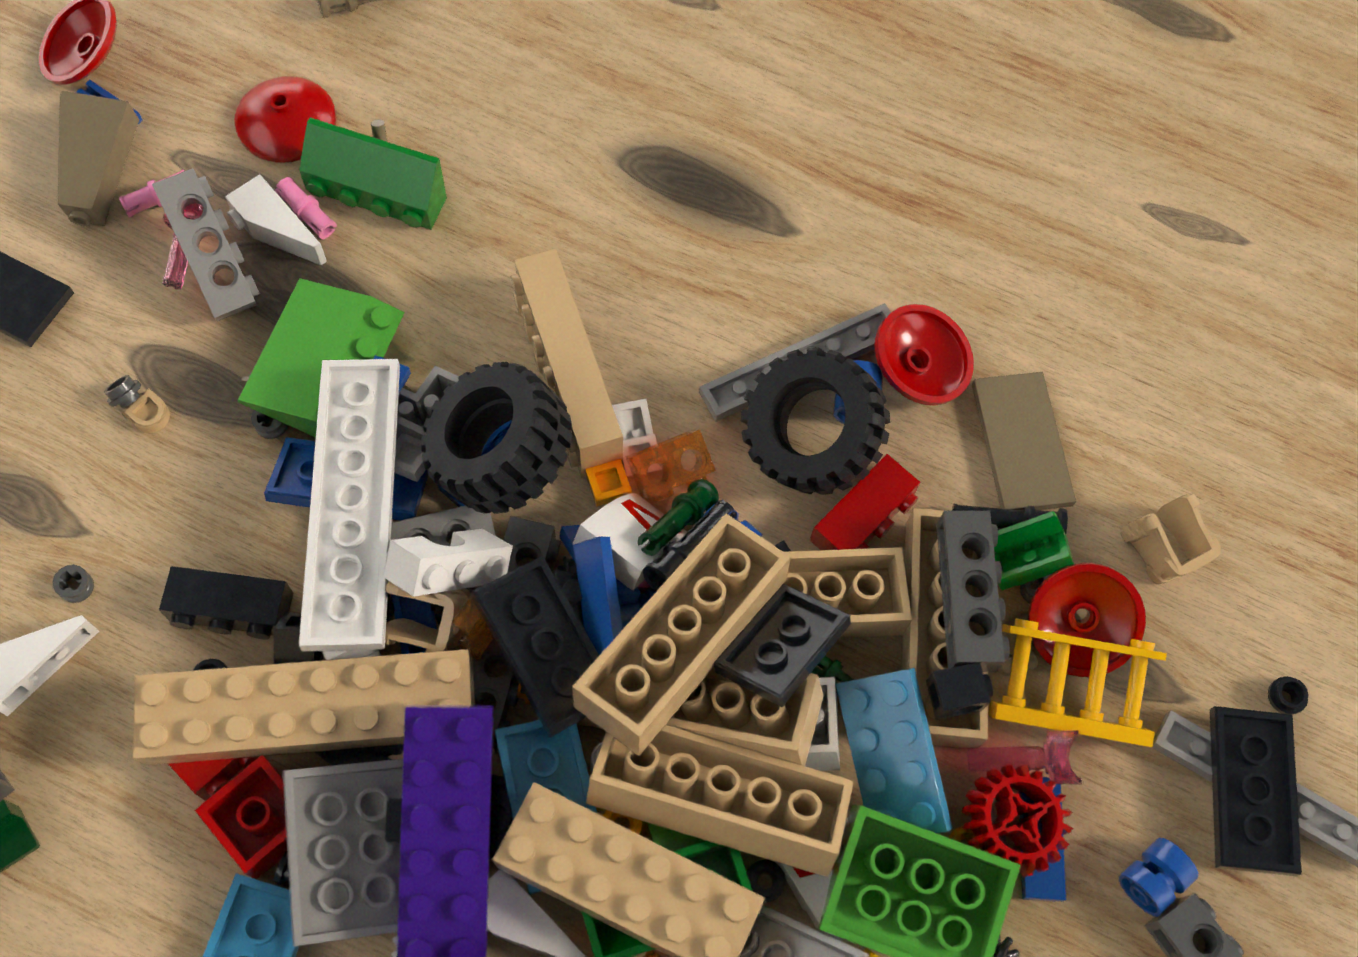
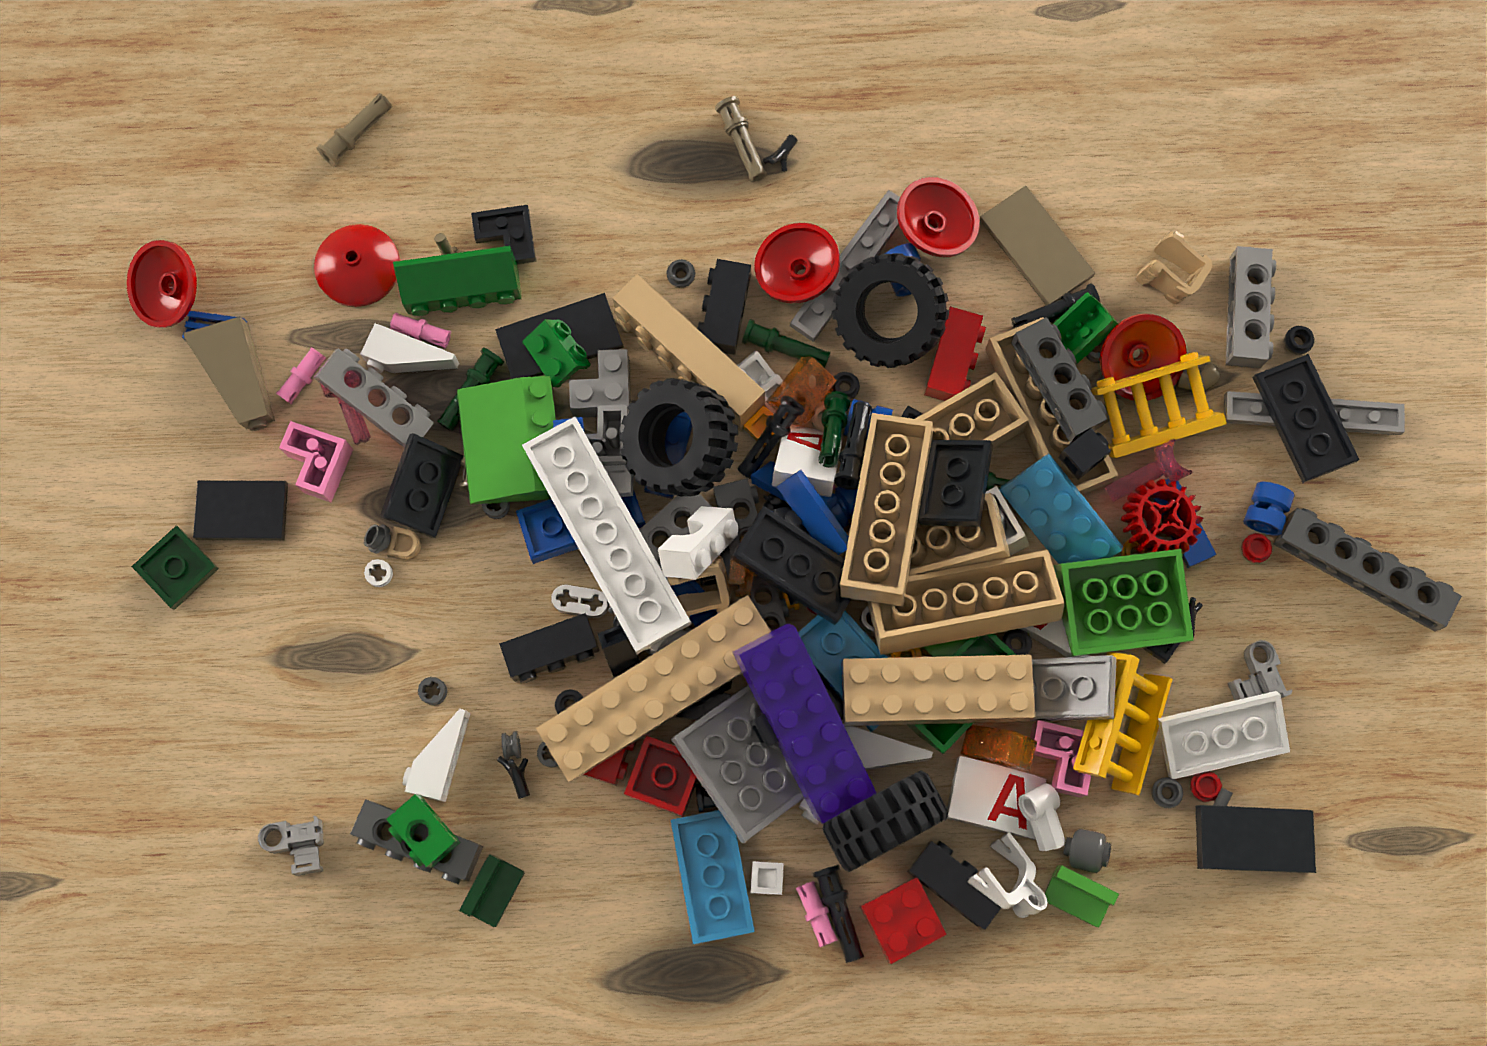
camera: 20 degrees left, 10 degrees up
(98, 418) = (384, 566): none -> white bush
(101, 729) = (517, 775): none -> black bar
(115, 689) = (511, 745): none -> dark grey bush
(117, 282) = (323, 459): none -> bright pink brick
(201, 359) = (422, 486): none -> black tile
(281, 572) = (581, 594): none -> white beam
(341, 277) = (477, 376): none -> dark green pin
(429, 293) = (556, 351): none -> green bracket
(445, 285) = (590, 327): none -> black tile
(462, 153) = (510, 225): none -> black plate
(476, 344) = (610, 389): none -> light grey brick
(612, 274) = (680, 265): none -> dark grey plate
(618, 484) = (776, 424): none -> black pin
(639, 336) = (725, 304): none -> black brick
(670, 397) = (772, 340): none -> dark green pin
(730, 476) = (849, 378): none -> black plate
(741, 328) = (788, 252): none -> red dish
(755, 168) = (737, 126): none -> dark tan pin
(791, 215) = (782, 152): none -> black bar
(1120, 919) = (1256, 548): none -> red plate
(1156, 683) = (1209, 377): none -> dark tan arm
(1210, 669) = (1241, 349): none -> light grey brick

